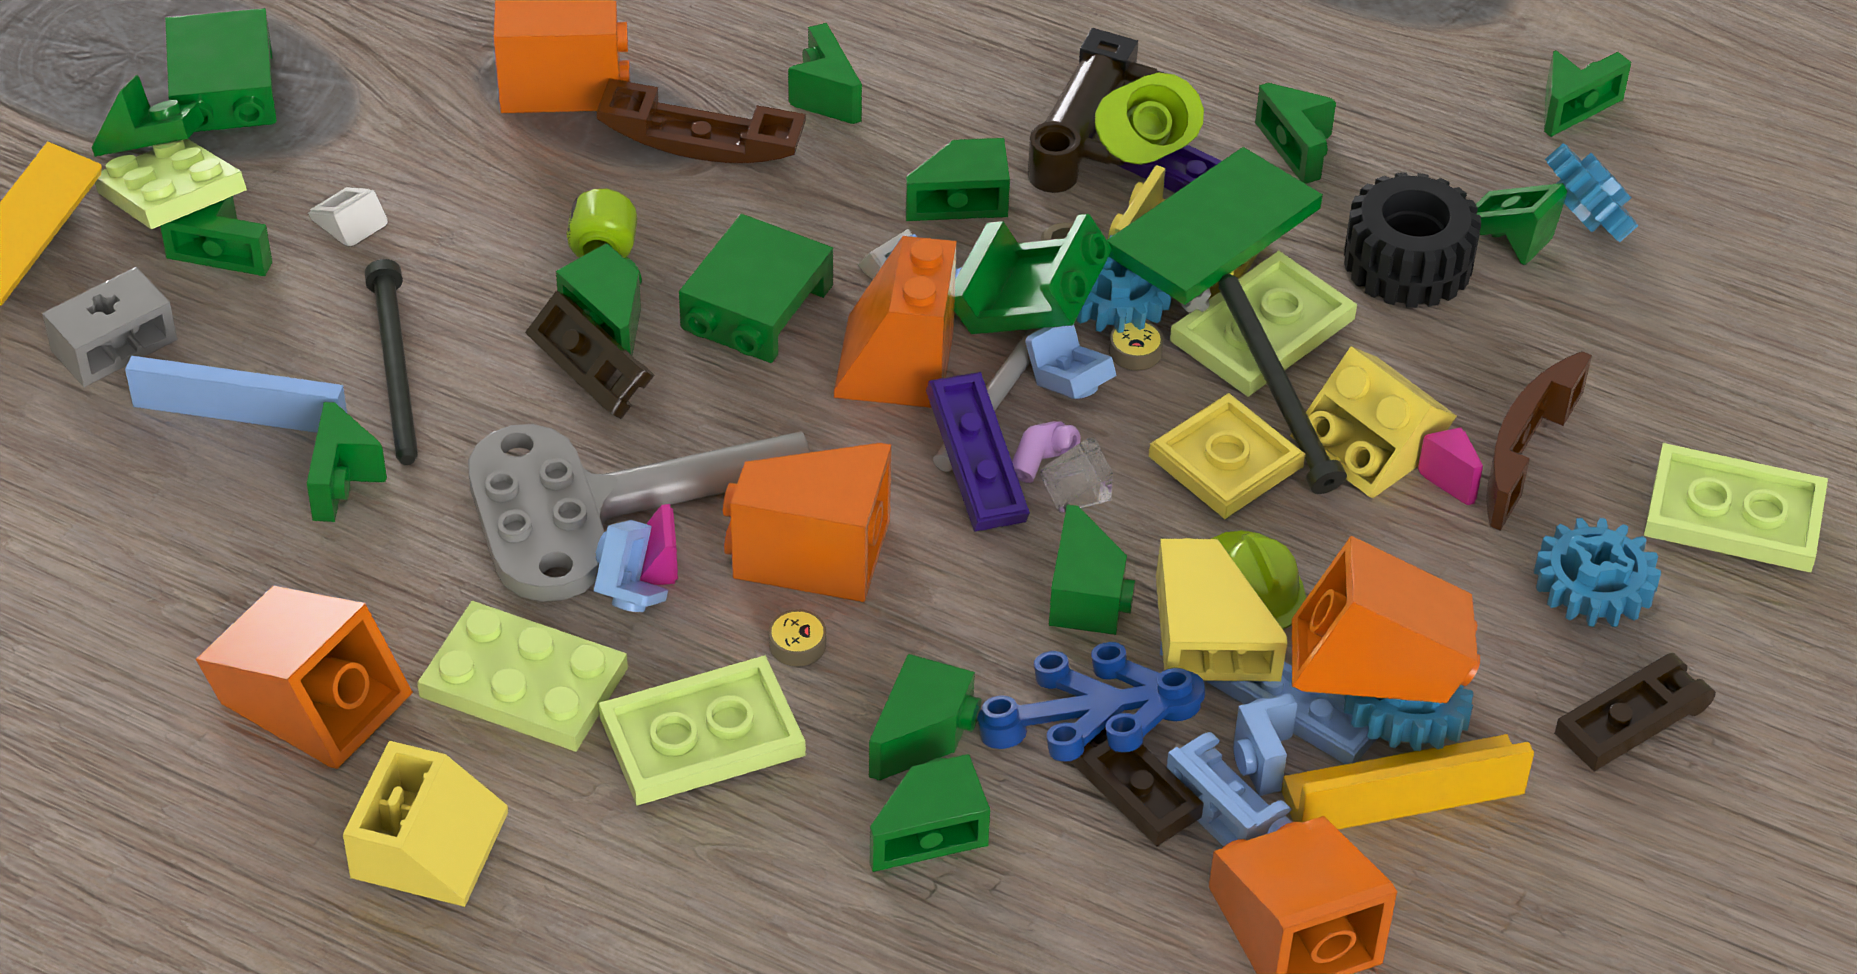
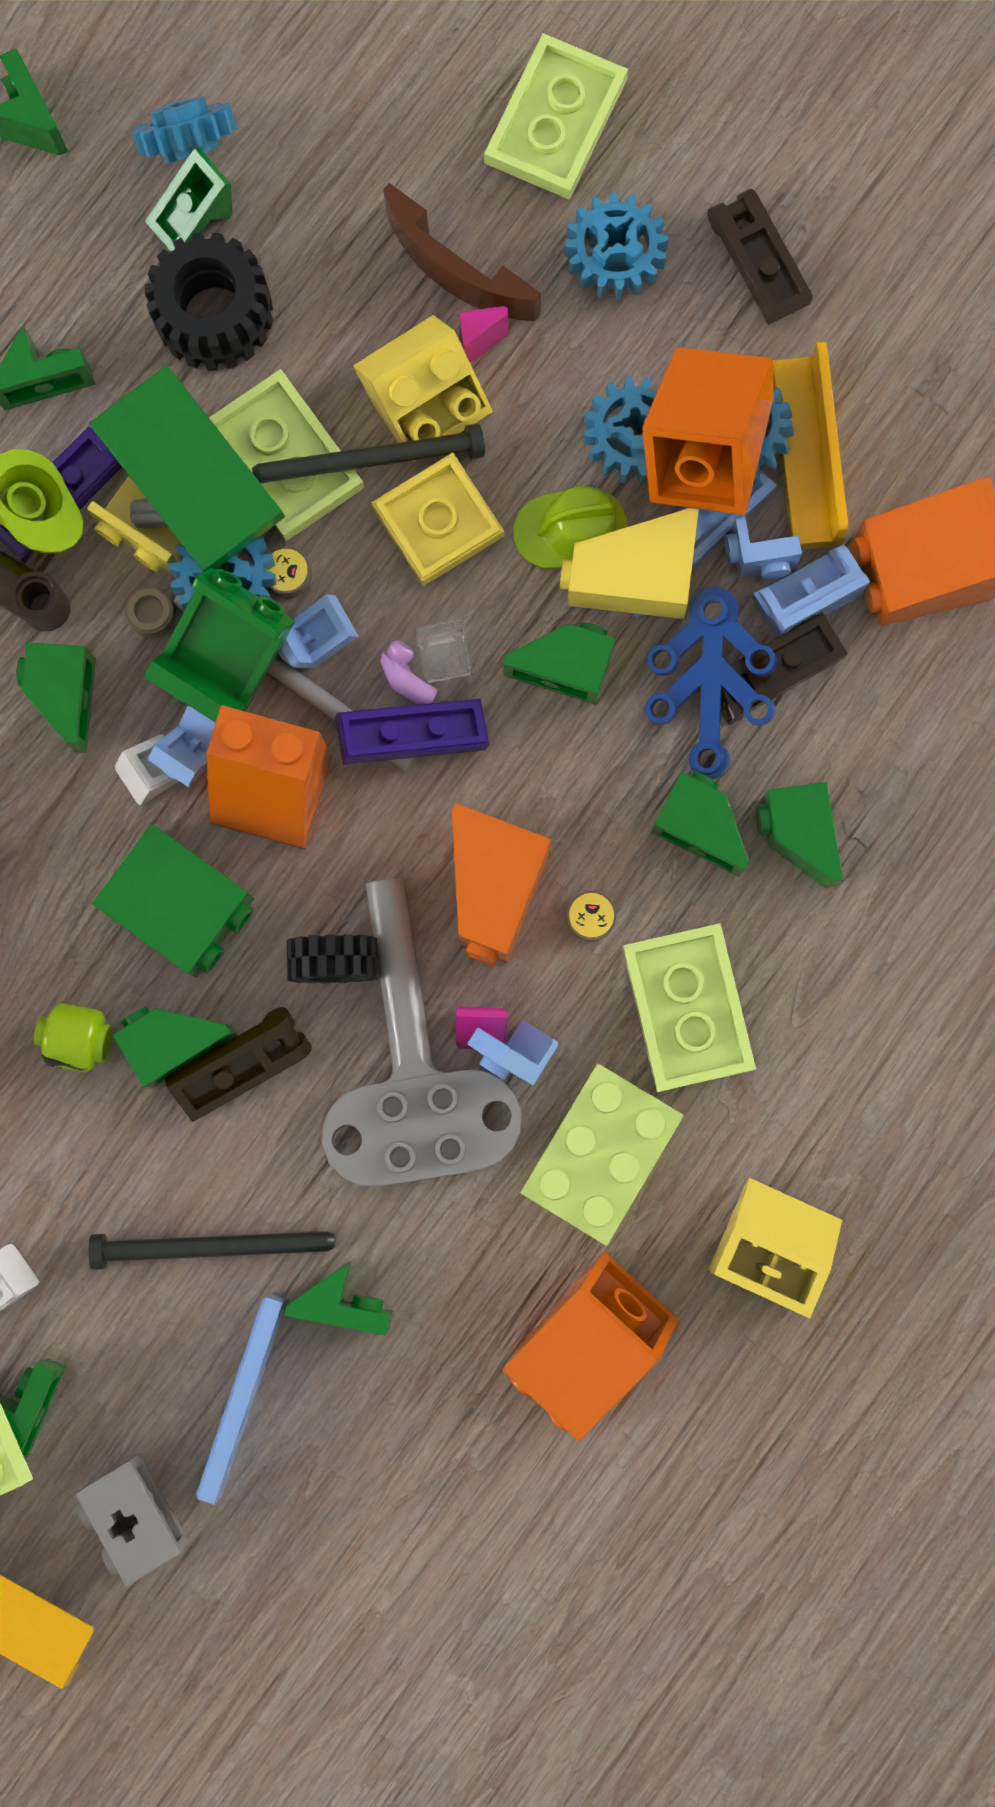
camera: 75 degrees left, 35 degrees up
(710, 401) = (332, 959): none -> black tyre

